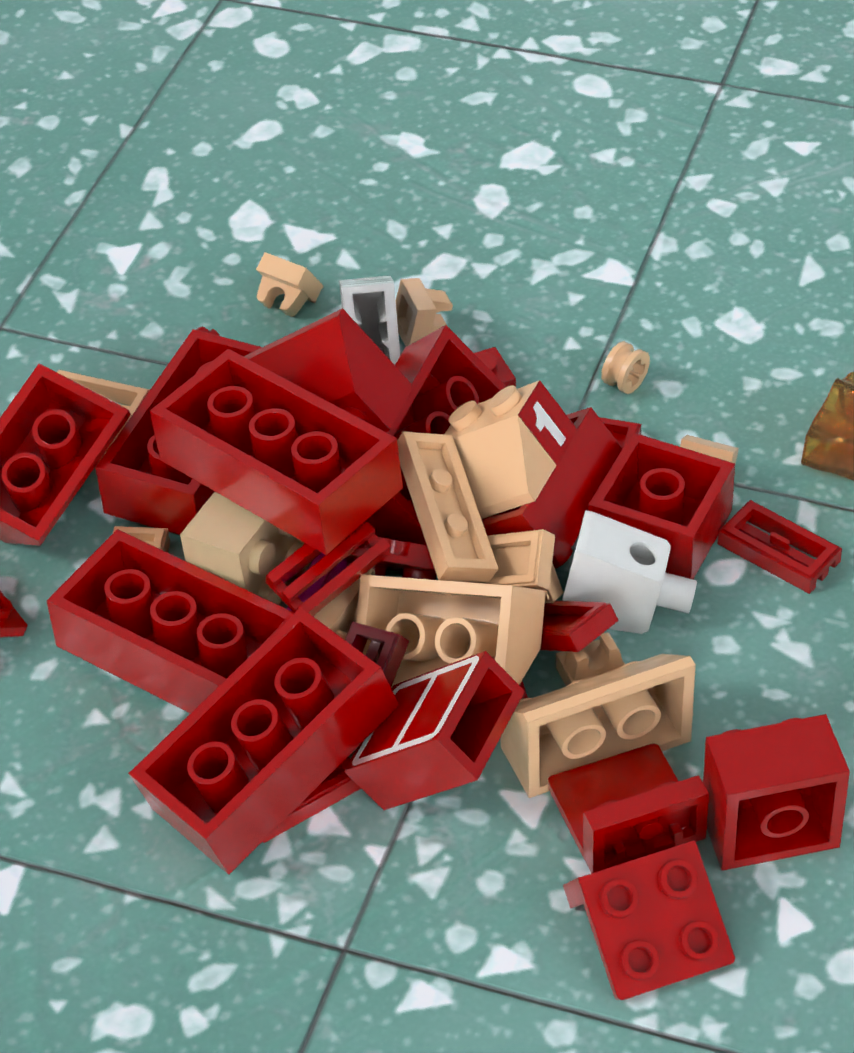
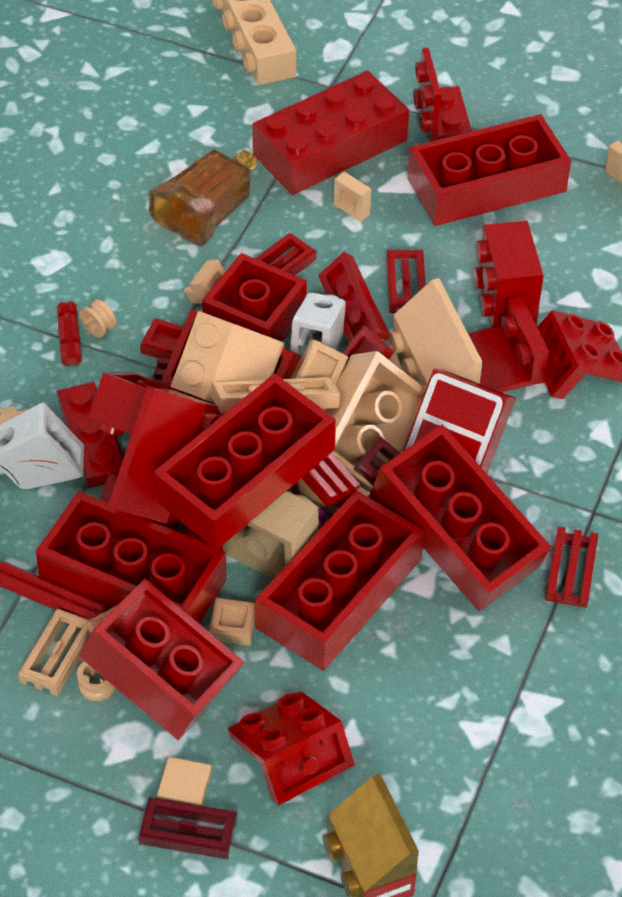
camera: 90 degrees left, 5 degrees up
(231, 905) = (576, 541): none -> red tile
(594, 349) = (69, 333): none -> red axle
(703, 627) = (347, 283): none -> red plate
(780, 701) = (398, 302): none -> red tile

